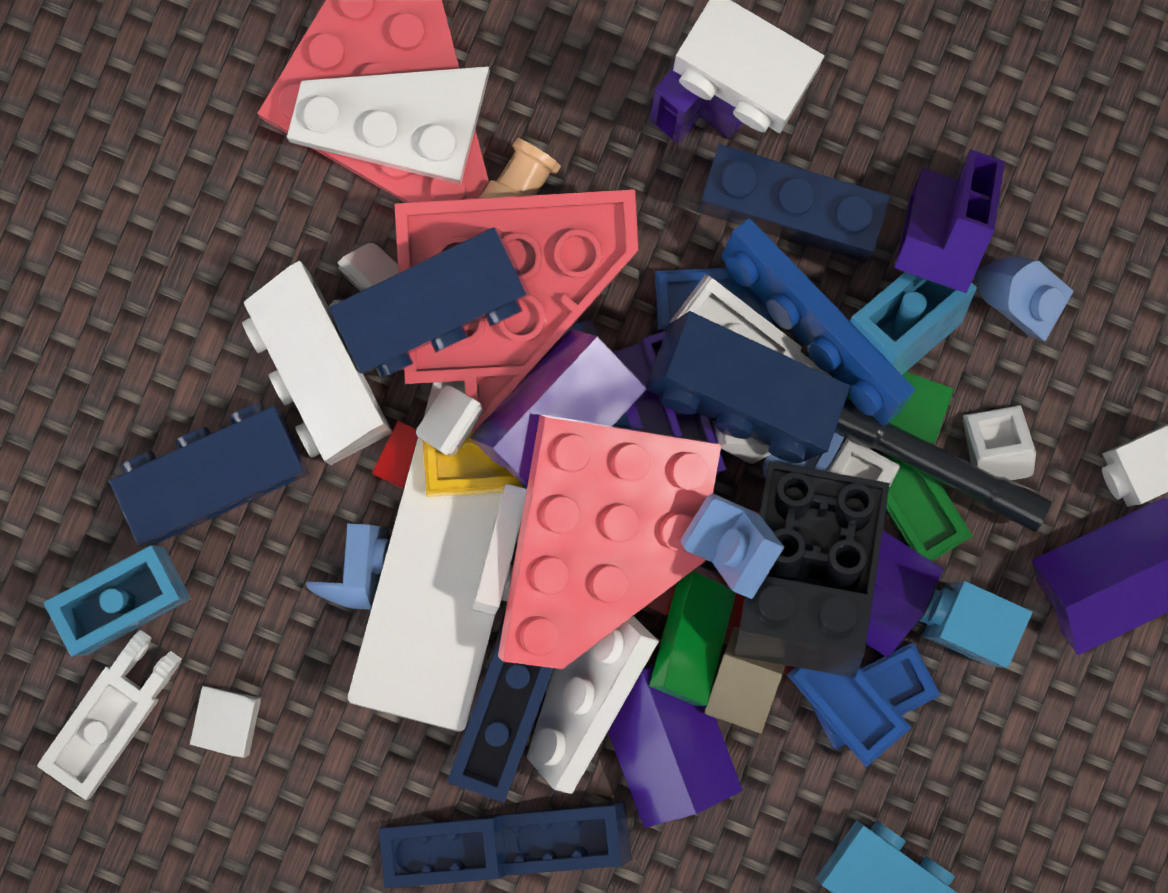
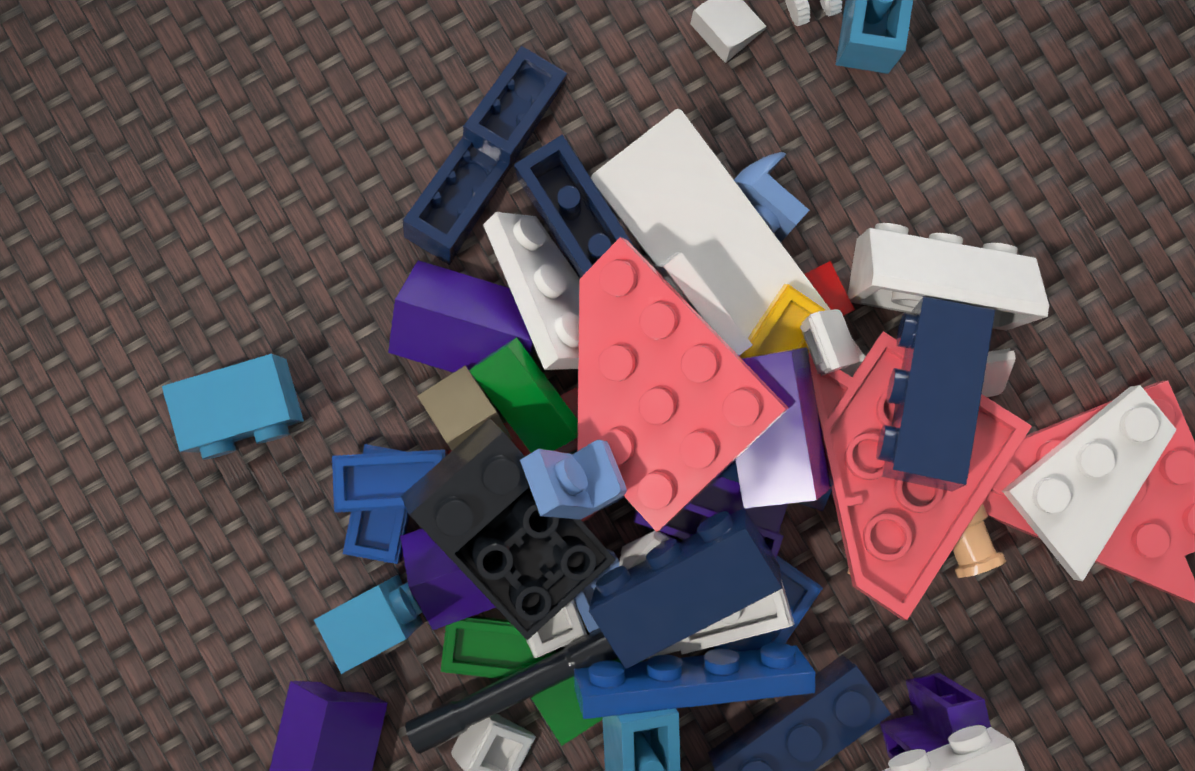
camera: 125 degrees right, 0 degrees up
(208, 474) = (920, 140): dark blue brick -> none

